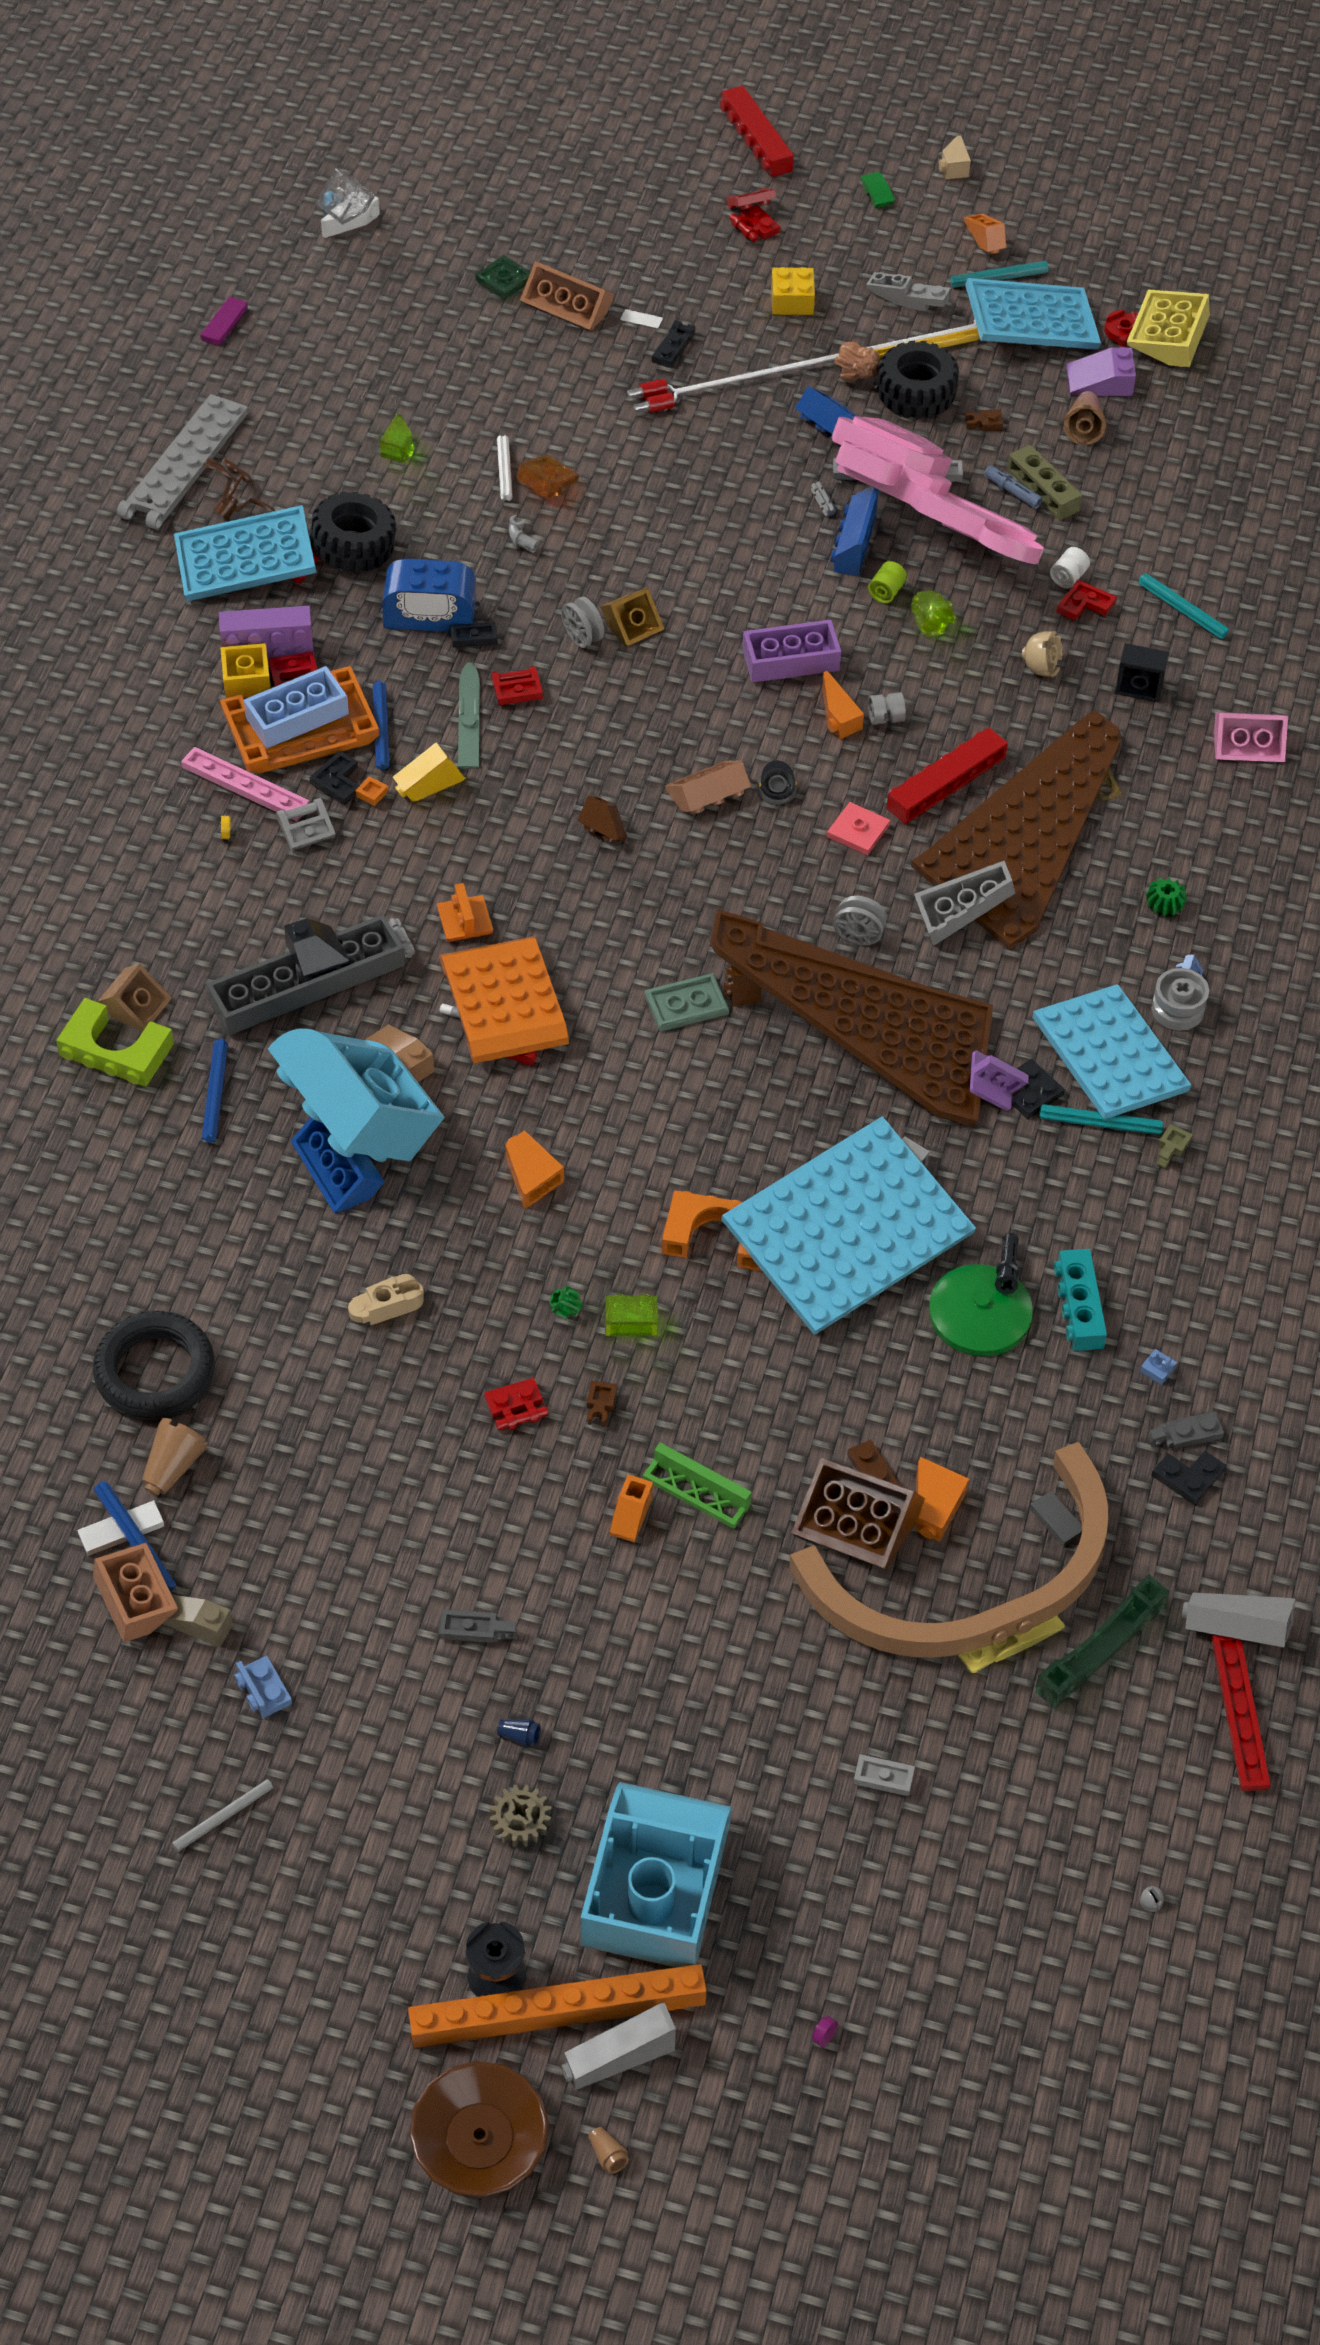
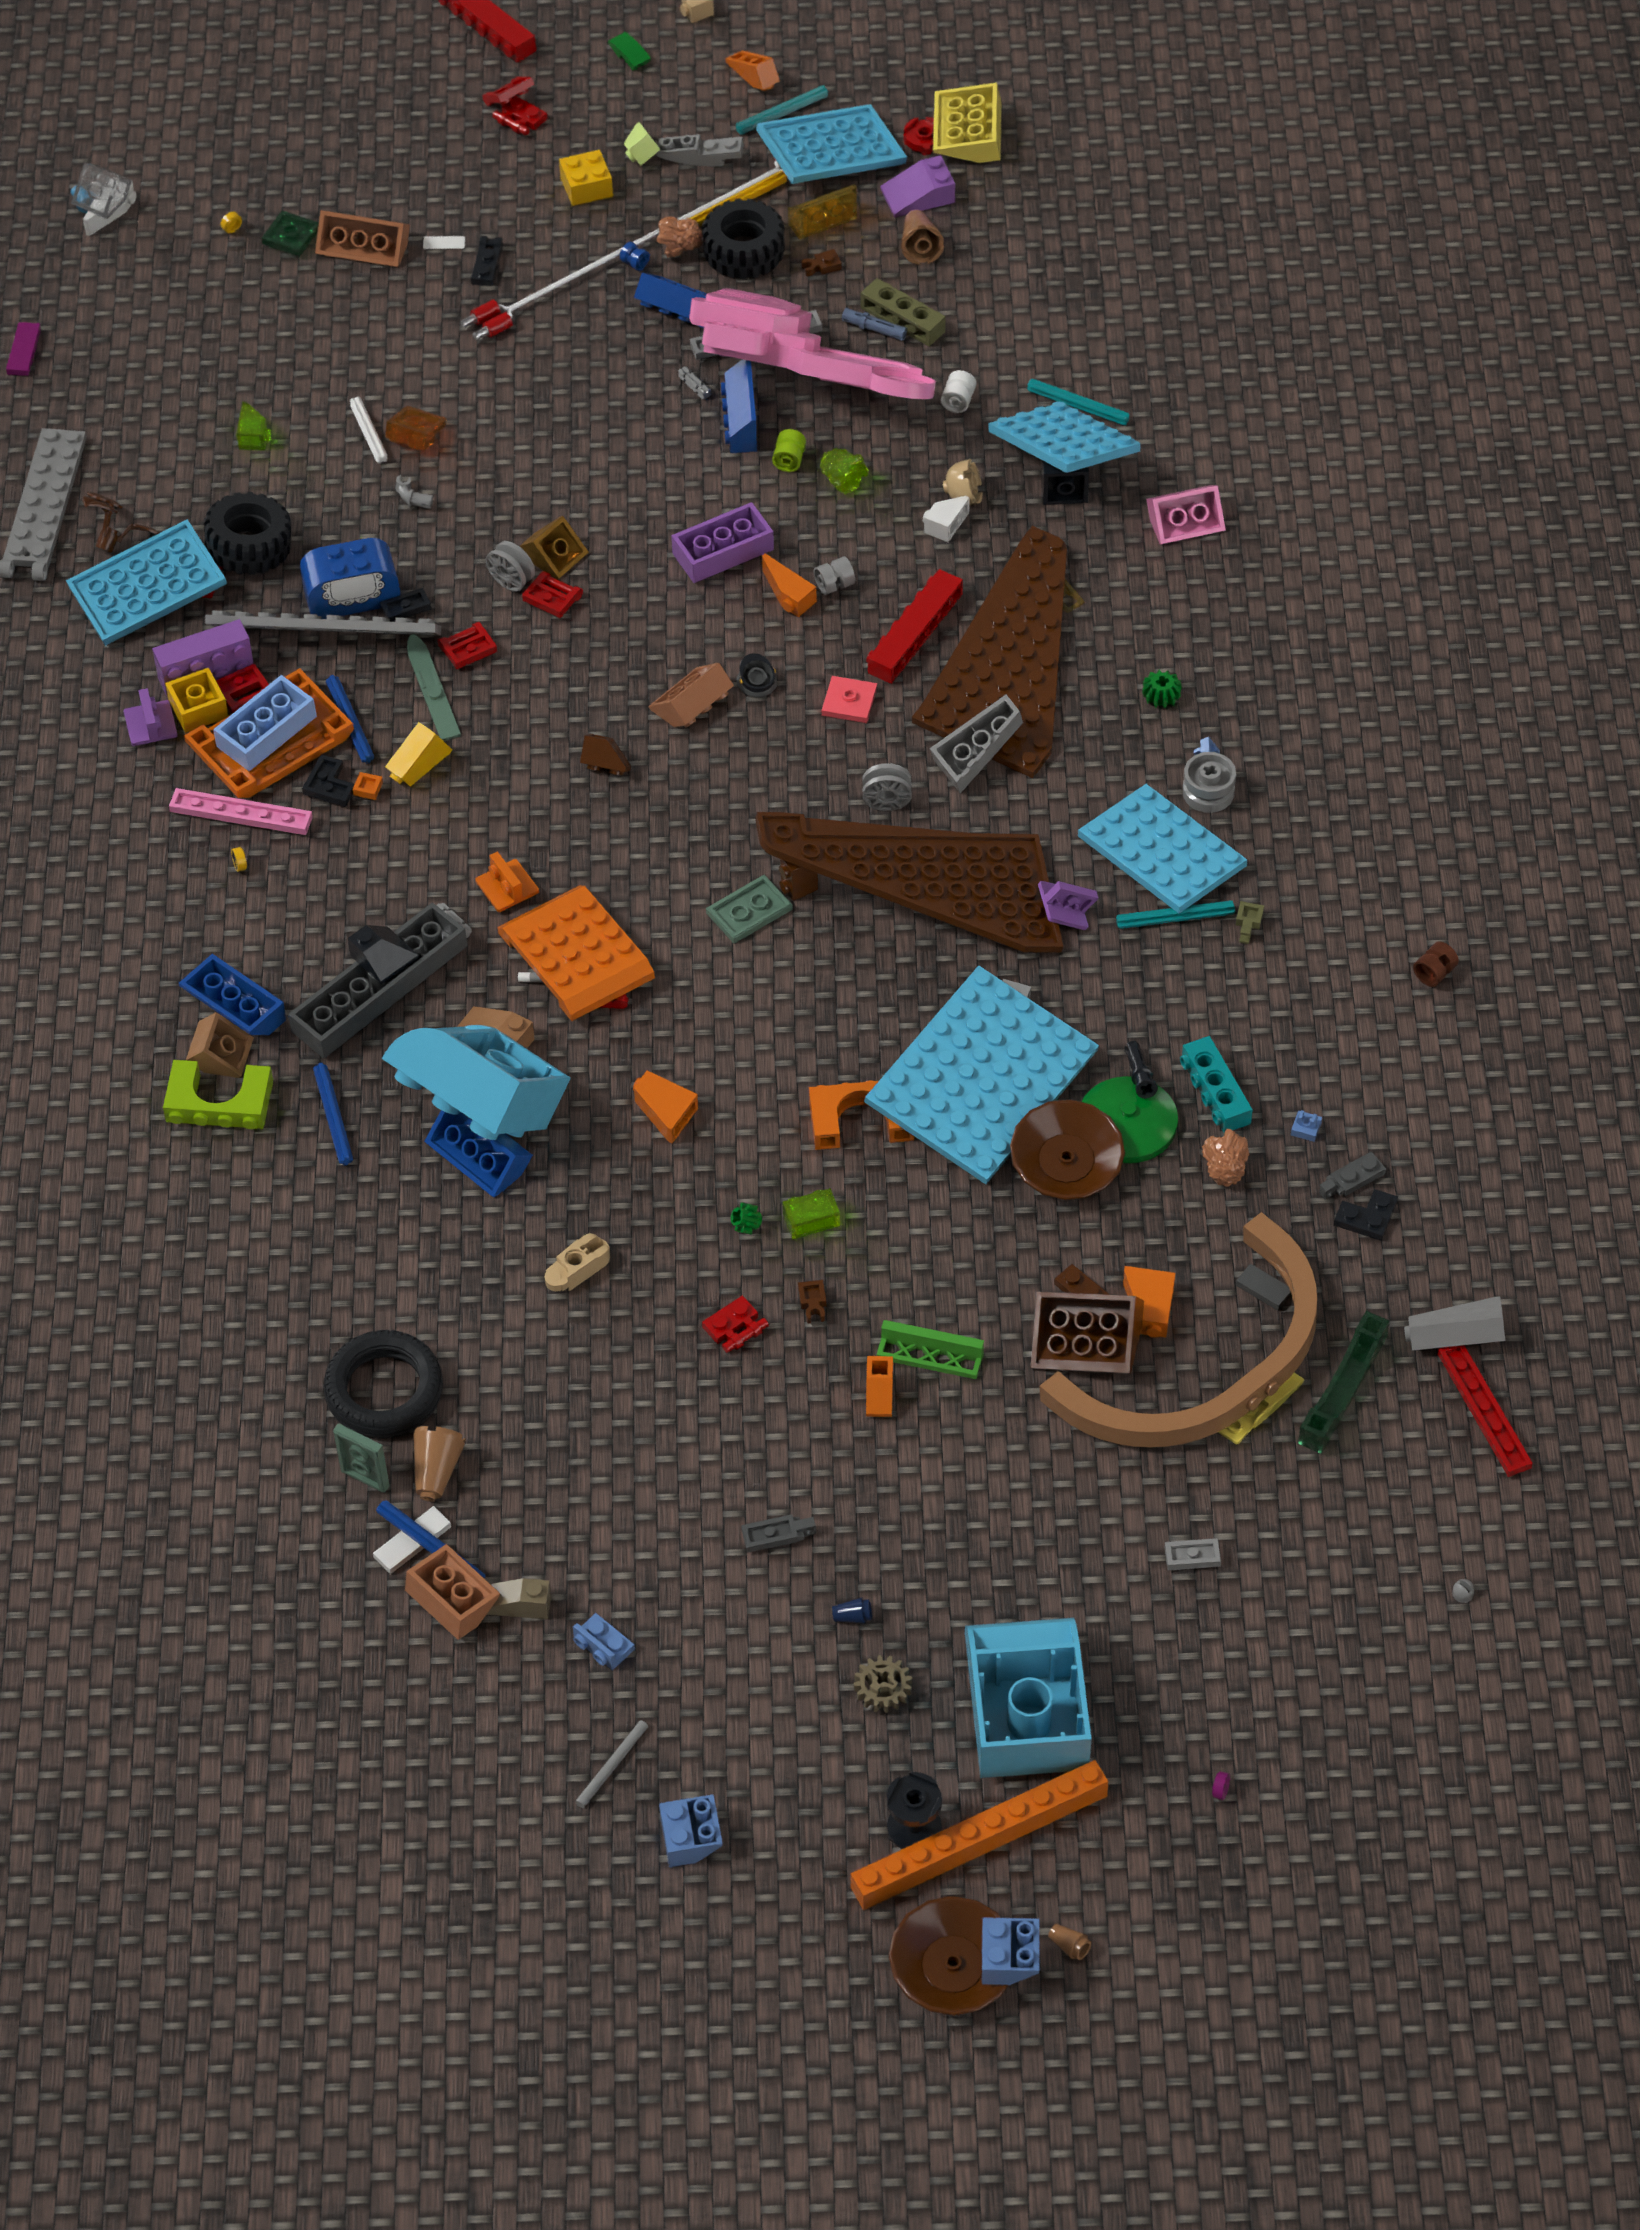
camera: 15 degrees left, 0 degrees up
(97, 1432) = (361, 1458): none -> sand green tile
(165, 955) = (235, 996): none -> blue slope
(197, 679) = (150, 720): none -> medium lavender bracket
(268, 1908) = (690, 1829): none -> medium blue slope
(308, 830) = (321, 841): light grey plate -> none
(394, 632) = (332, 623): none -> light grey plate
(454, 254) = (231, 222): none -> yellow tile
(533, 2143) = (1009, 1950): none -> medium blue slope
(611, 663) = (549, 599): none -> red plate
(621, 2047) = (1051, 1851): light grey slope -> none
(810, 371) = (636, 257): none -> blue wheel
(854, 273) = (640, 145): none -> yellowish green slope
(910, 1303) = (1071, 1131): none -> reddish brown dish
(1002, 373) = (823, 212): none -> clear yellow slope
(1015, 681) = (945, 517): none -> white slope
(1038, 1091) = (1111, 903): black plate -> none
(1063, 1376) = (1226, 1157): none -> nougat hair
(1085, 596) = (979, 417): red plate -> none
(1153, 633) = (1064, 437): none -> medium azure plate

